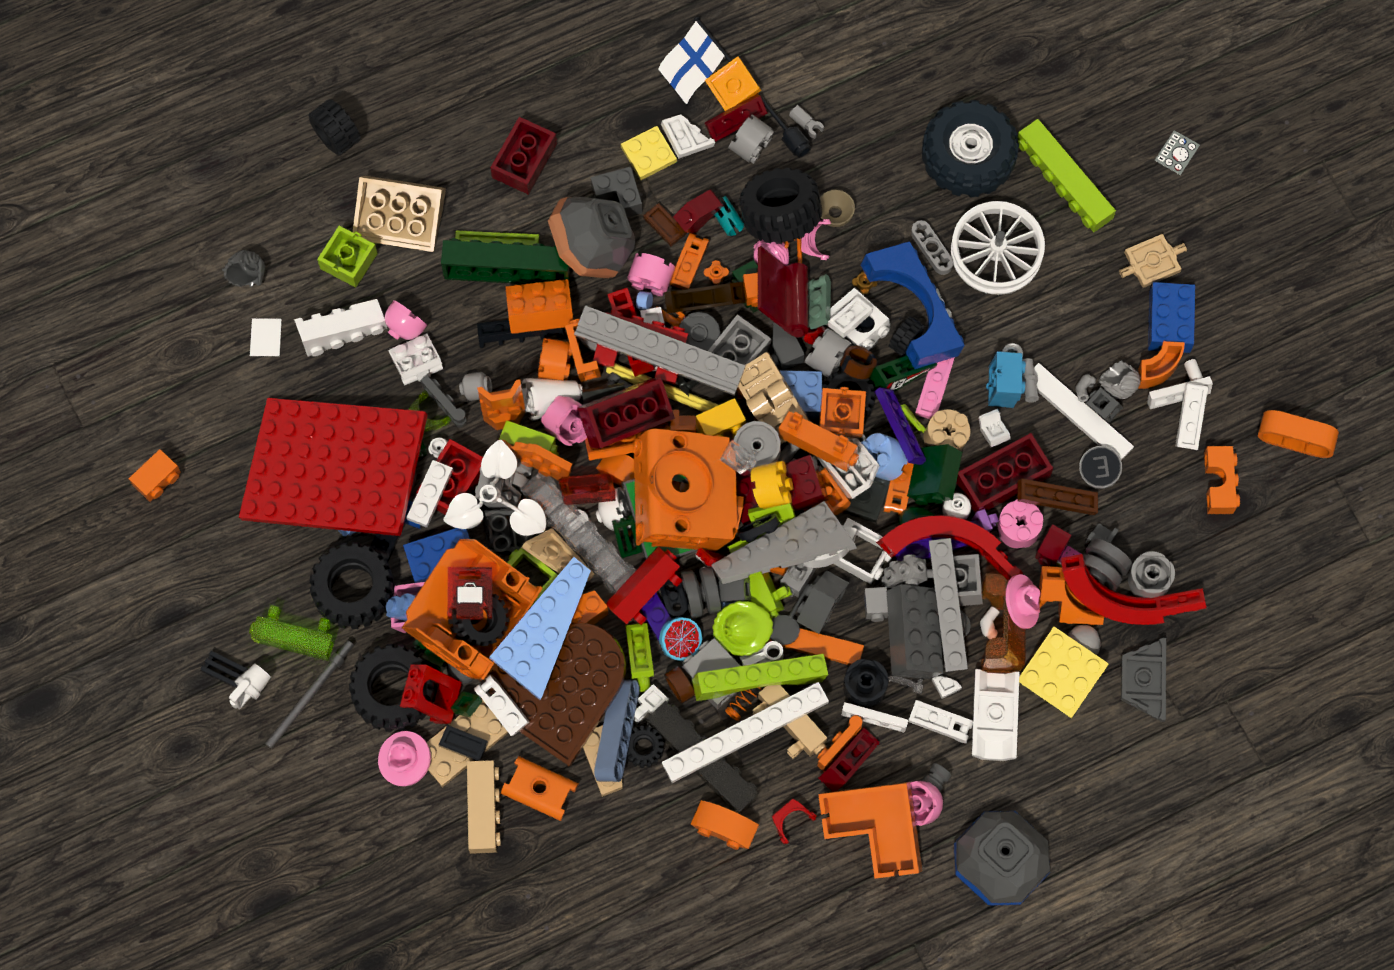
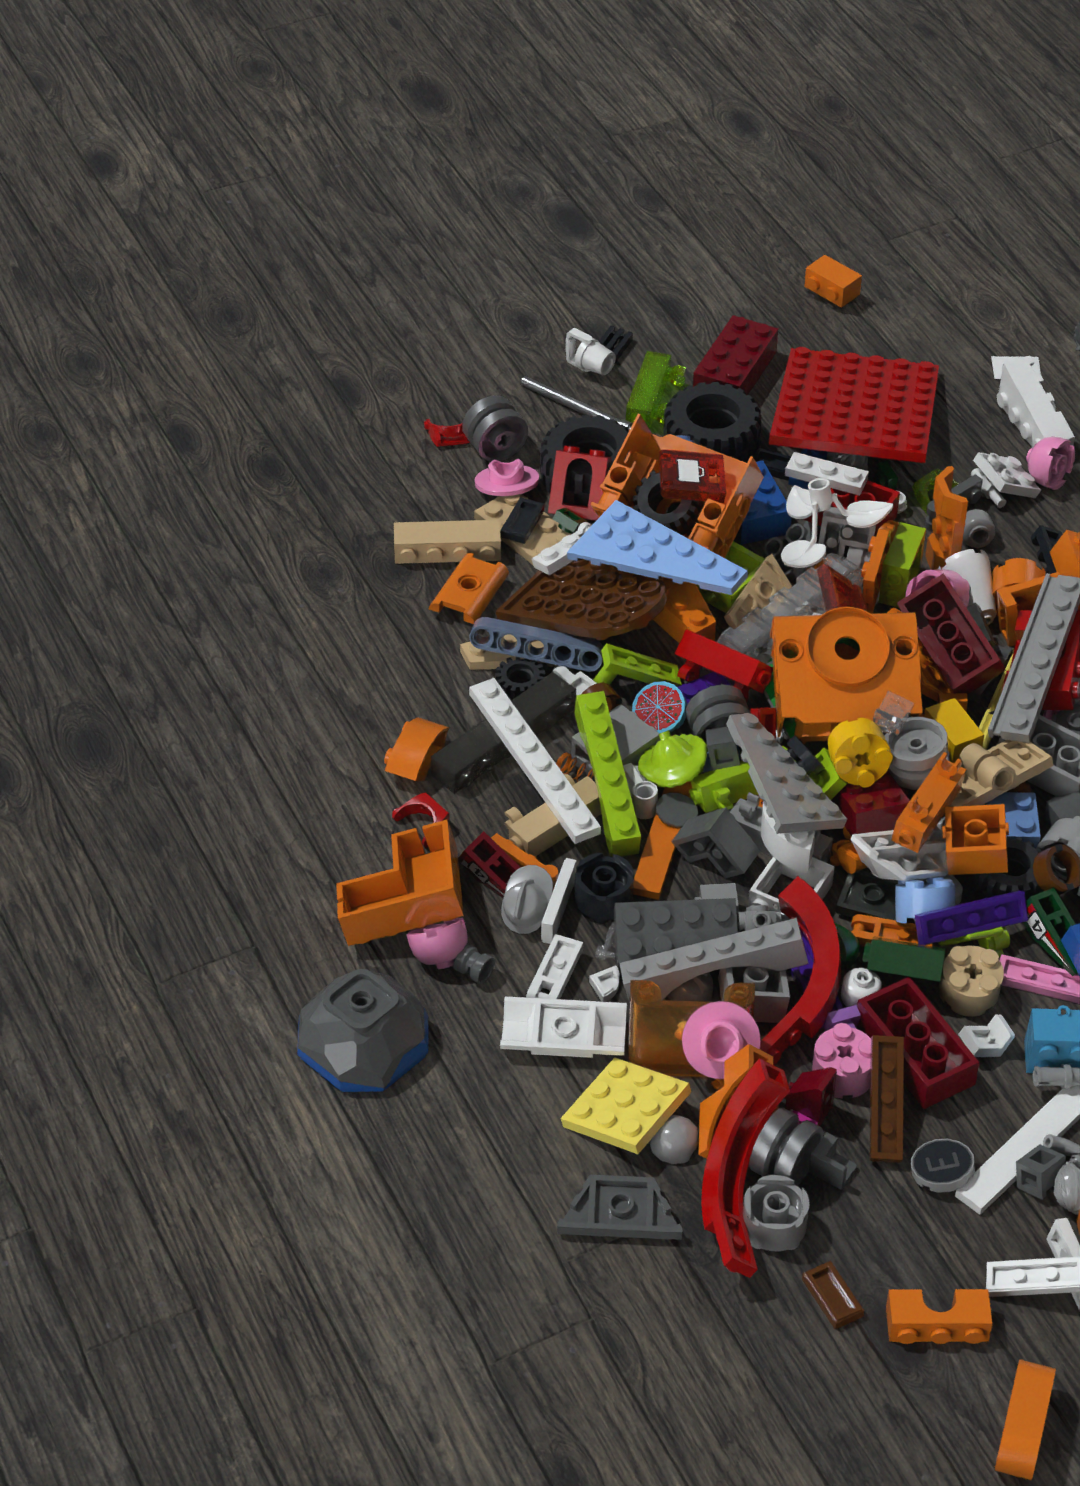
camera: 90 degrees right, 25 degrees down
(260, 563) = (738, 354): none -> dark red brick
(345, 813) = (440, 433): none -> red helmet
(352, 765) = (495, 428): none -> flat silver wheel
(876, 739) = (526, 899): none -> light grey piece
(1202, 545) = (832, 1295): none -> reddish brown tile

